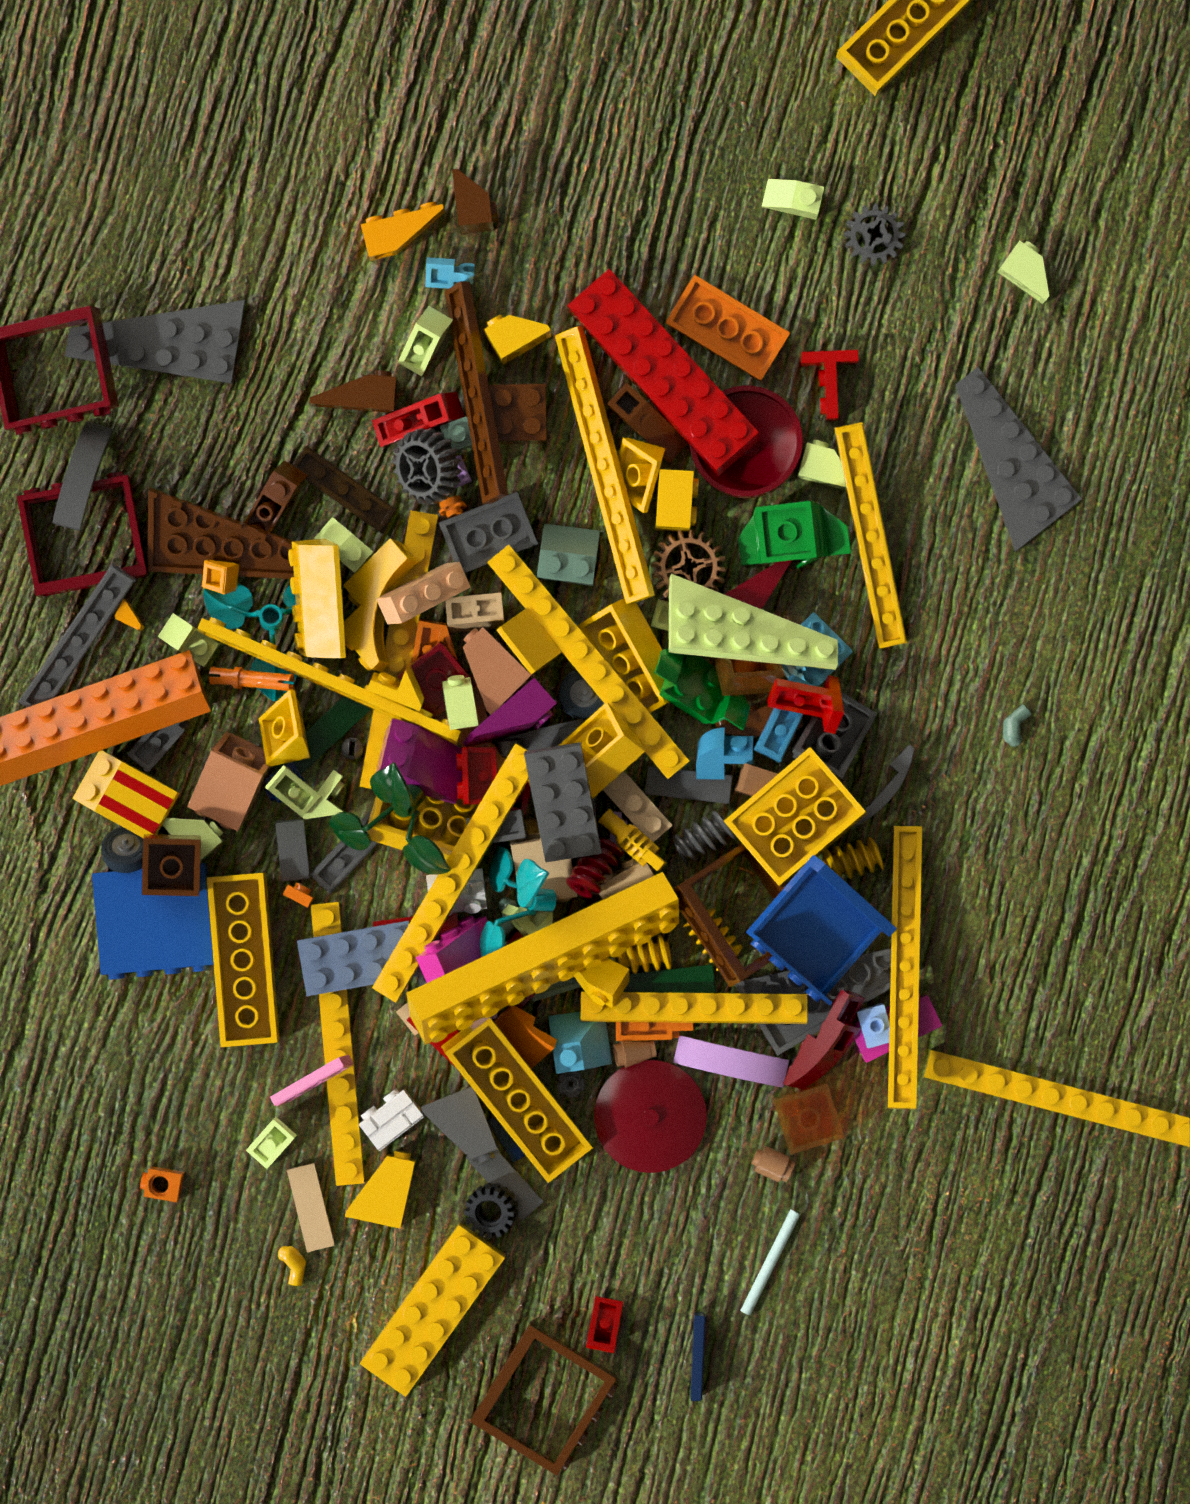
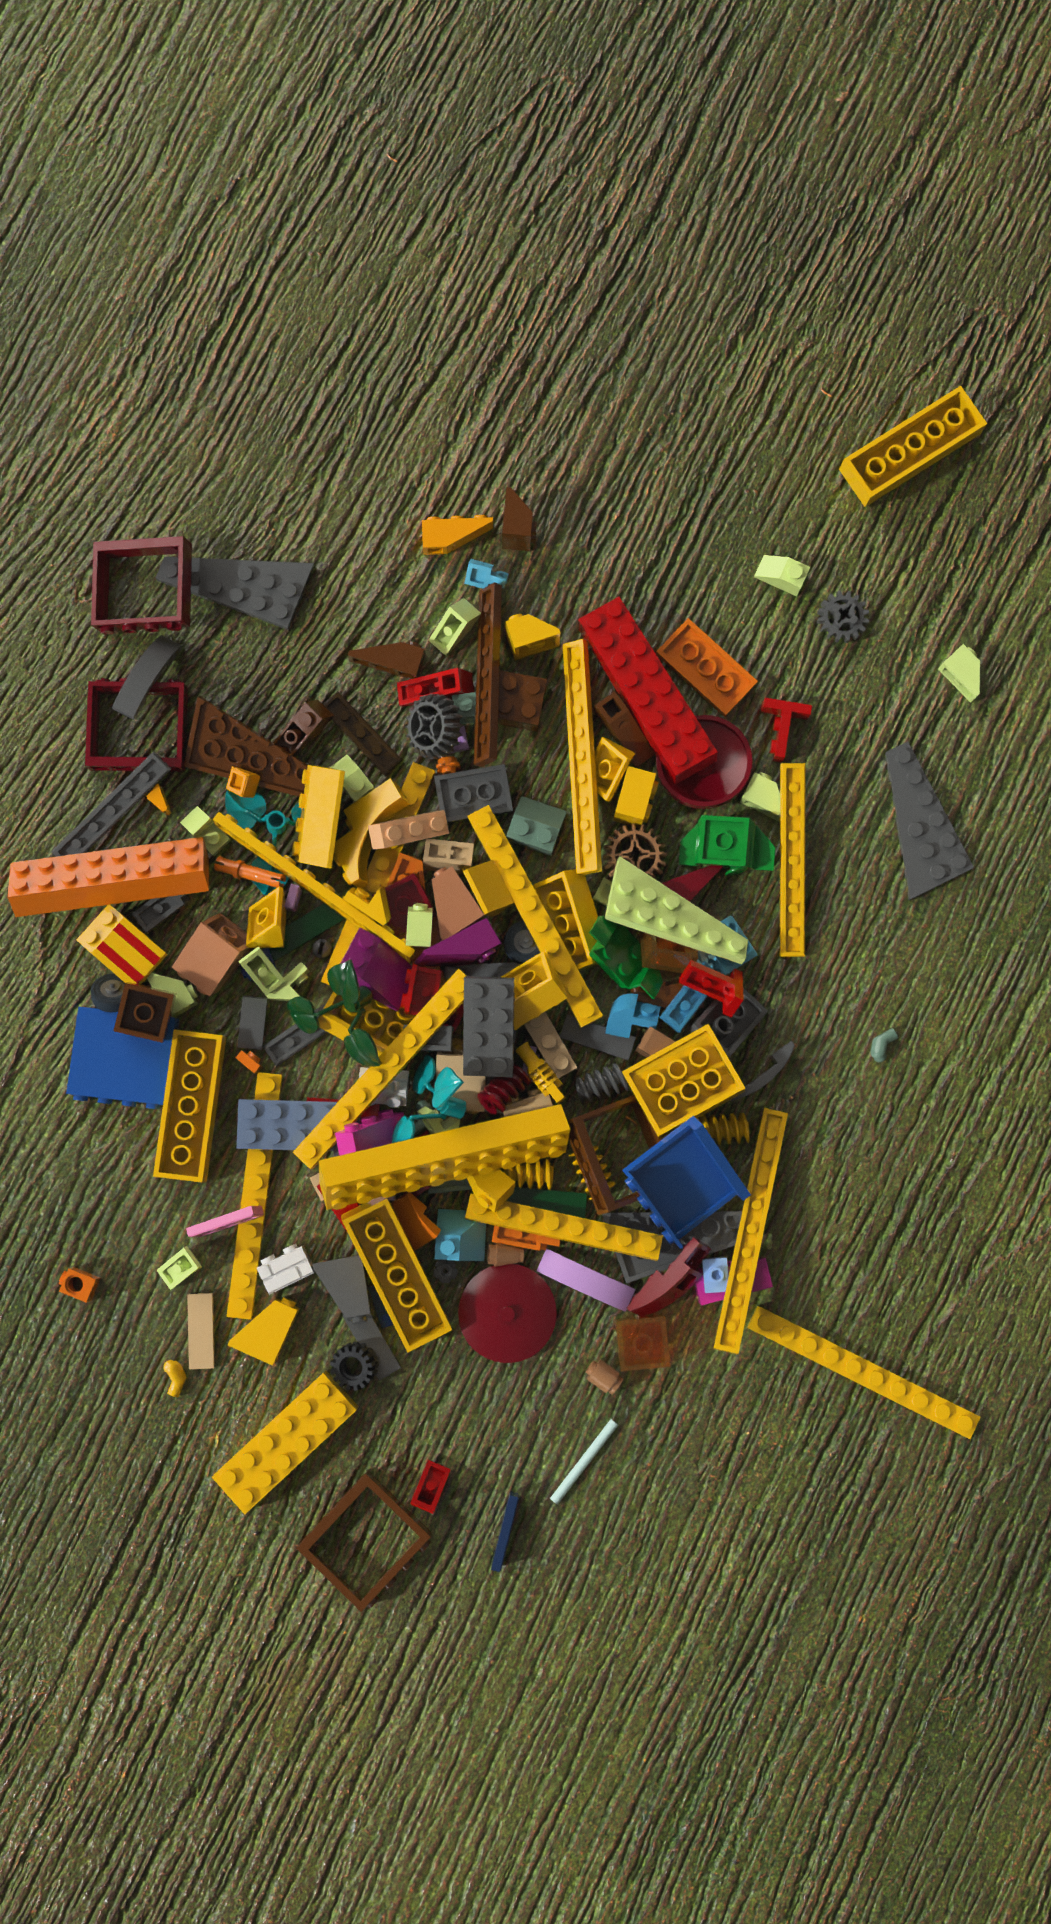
camera: 10 degrees right, 5 degrees down
(307, 697) = (293, 898): none -> lavender tile

